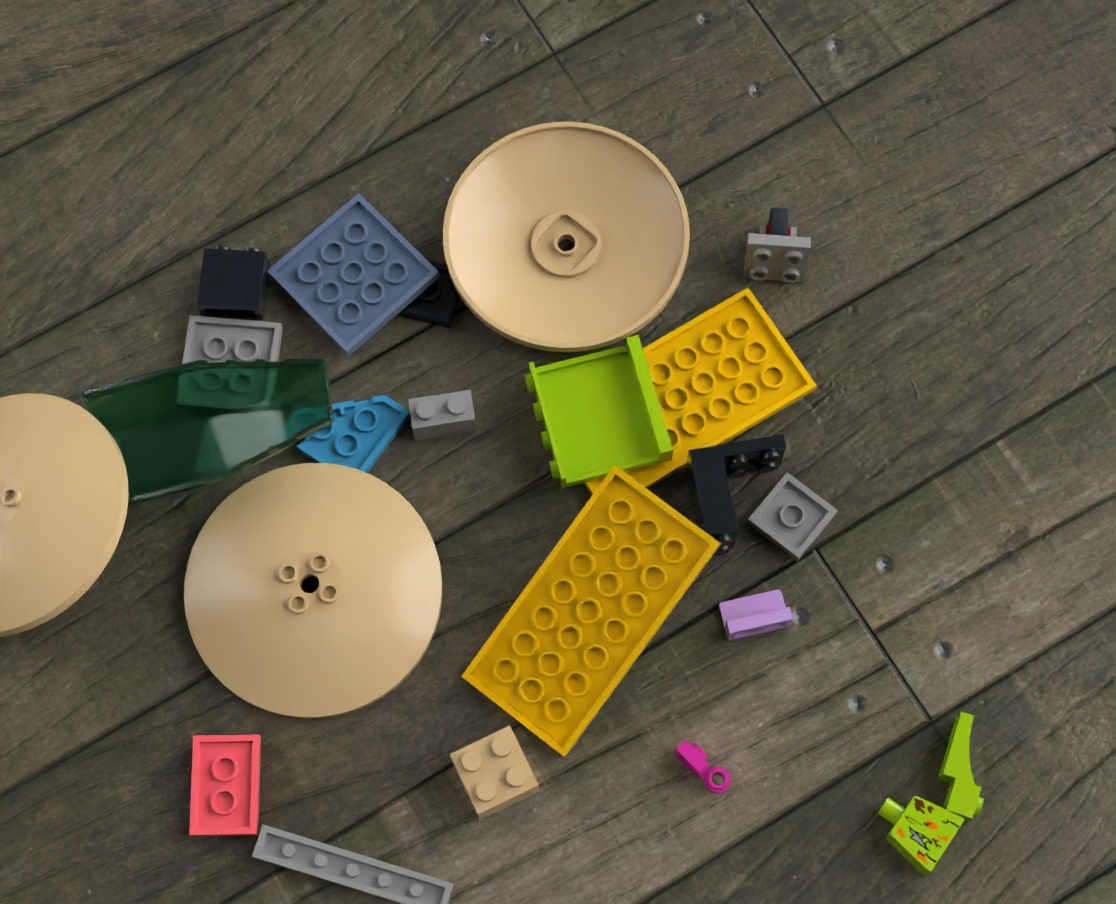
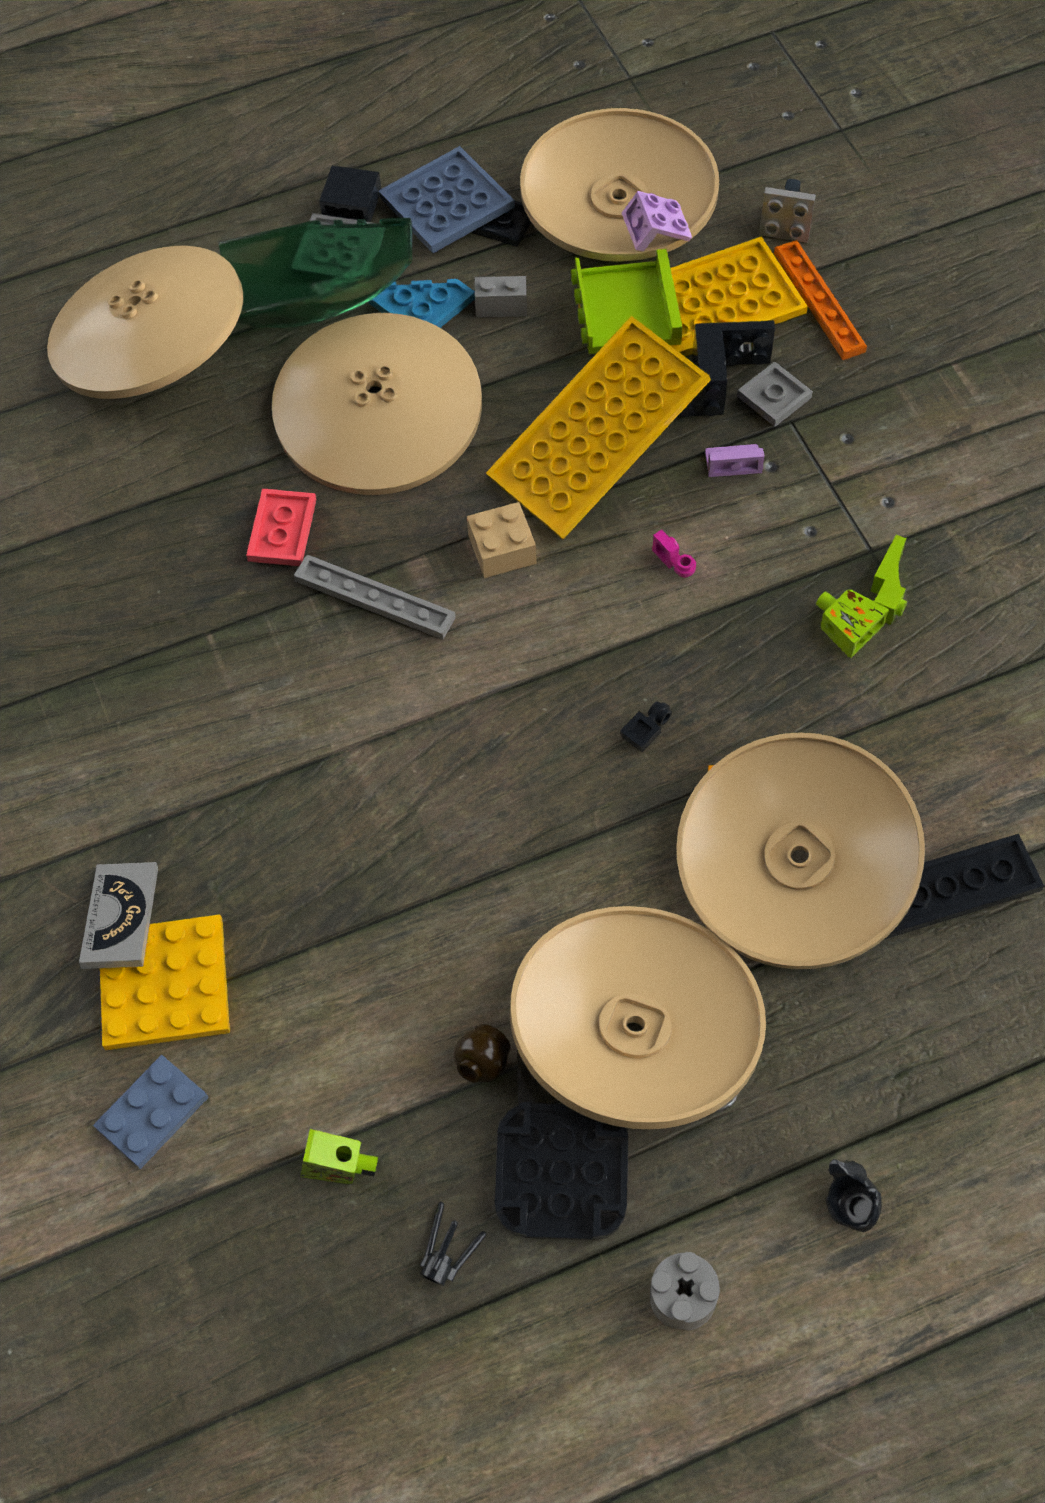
camera: 10 degrees right, 10 degrees down
(619, 297) = (651, 215): none -> lavender bracket
(828, 367) = (820, 300): none -> orange tile

